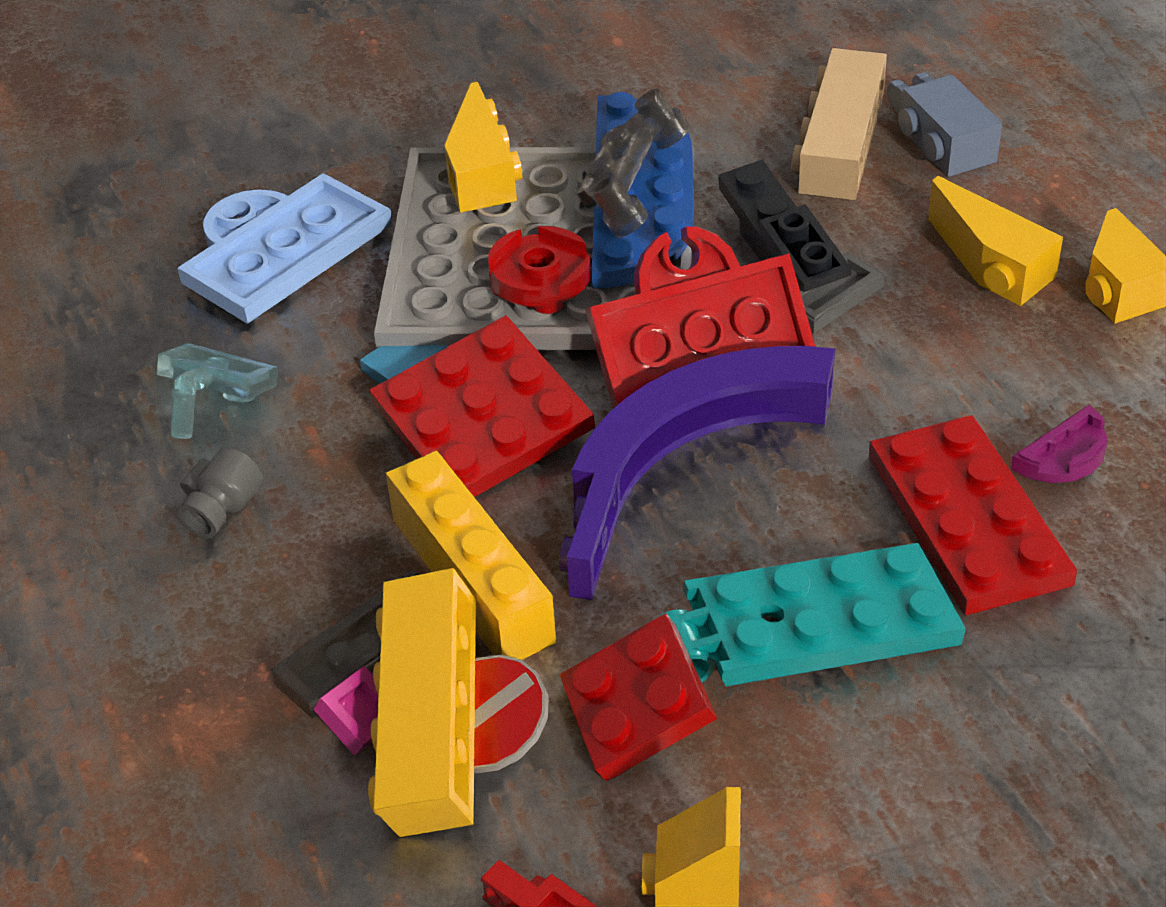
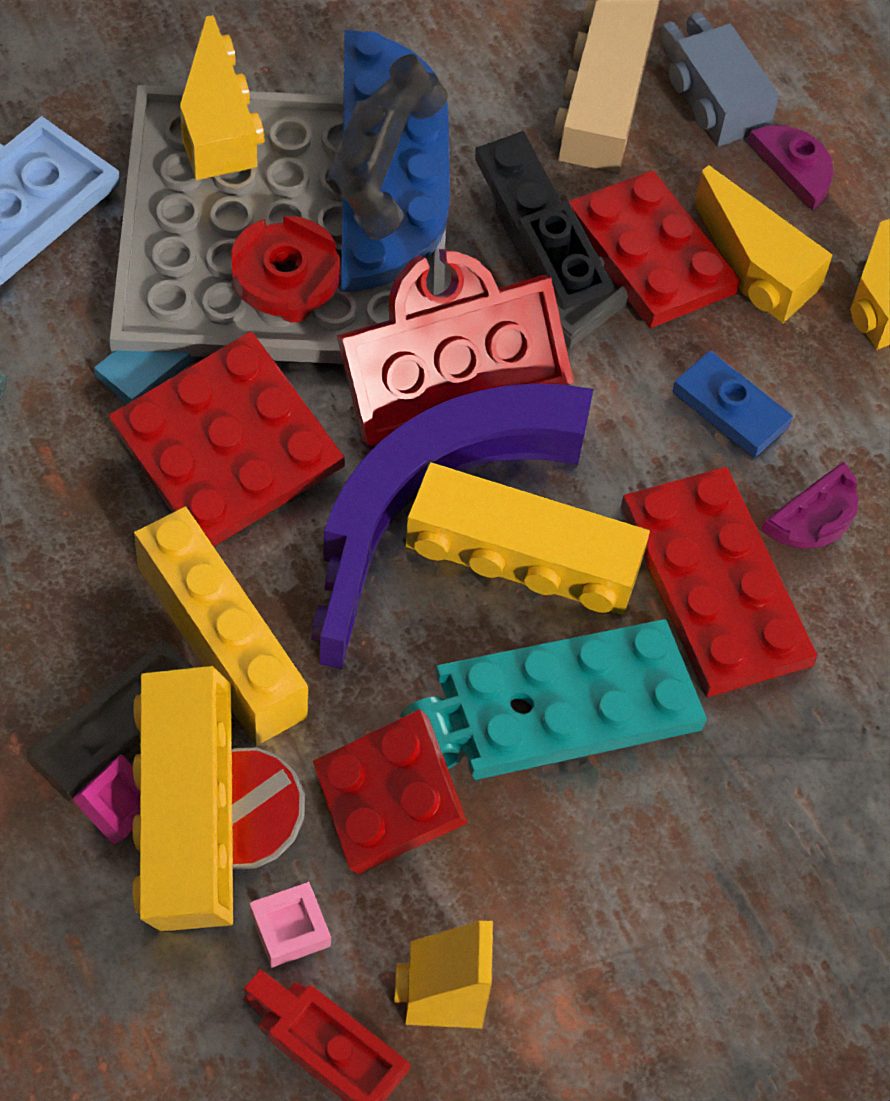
camera: 10 degrees left, 15 degrees up
(532, 822) = (290, 924): none -> bright pink plate
(775, 478) = (526, 539): none -> yellow brick
(894, 251) = (654, 249): none -> red plate
(975, 368) = (732, 404): none -> blue plate
(1023, 179) = (797, 159): none -> magenta plate

